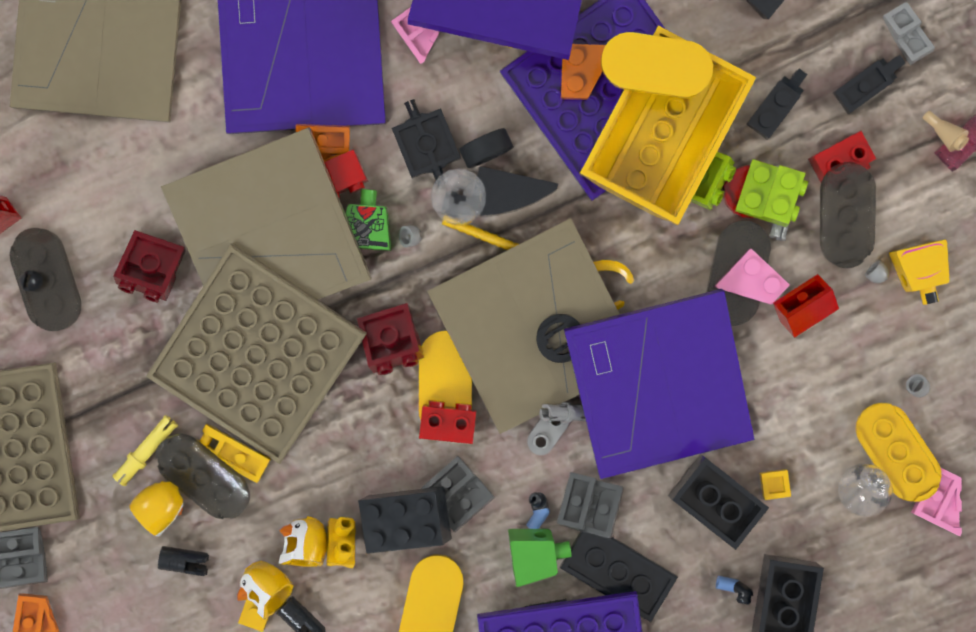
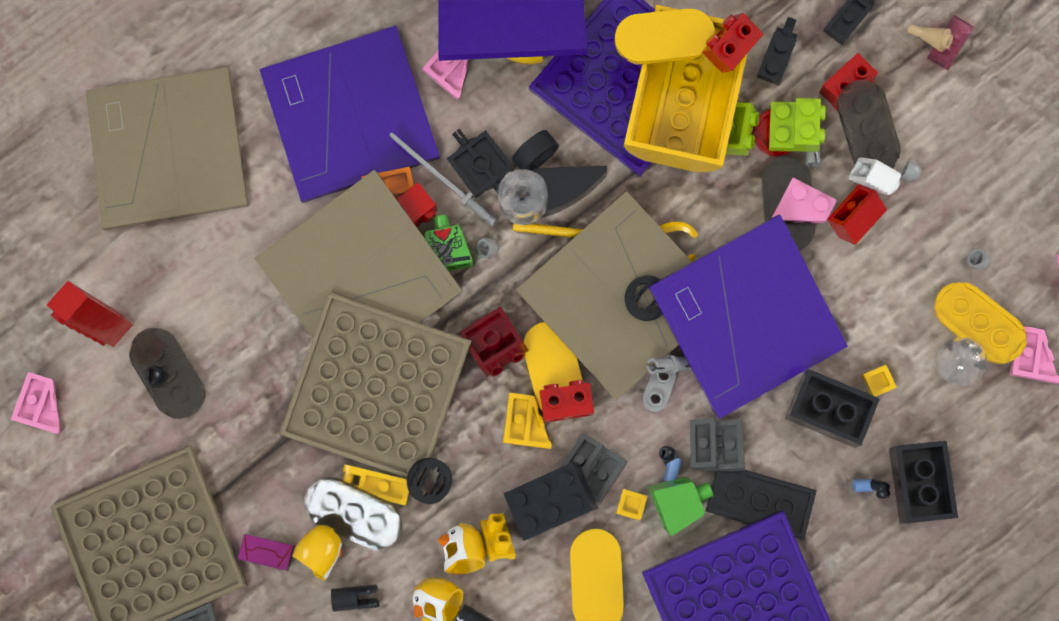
camera: 10 degrees left, 10 degrees down
(105, 491) = (266, 552): none -> magenta tile
(137, 459) = (294, 504): light yellow pin -> none
(149, 266) = (259, 335): dark red plate -> none
(288, 448) = (415, 488): none -> black piece
(400, 430) = (524, 423): none -> yellow wing
(402, 179) = (467, 199): none -> light grey sword
(486, 542) = (631, 505): none -> yellow plate
(581, 71) = (600, 67): orange wing -> none
(726, 94) = (732, 42): none -> red brick
(836, 273) = (875, 176): none -> white brick
(923, 268) = (949, 156): yellow torso -> none

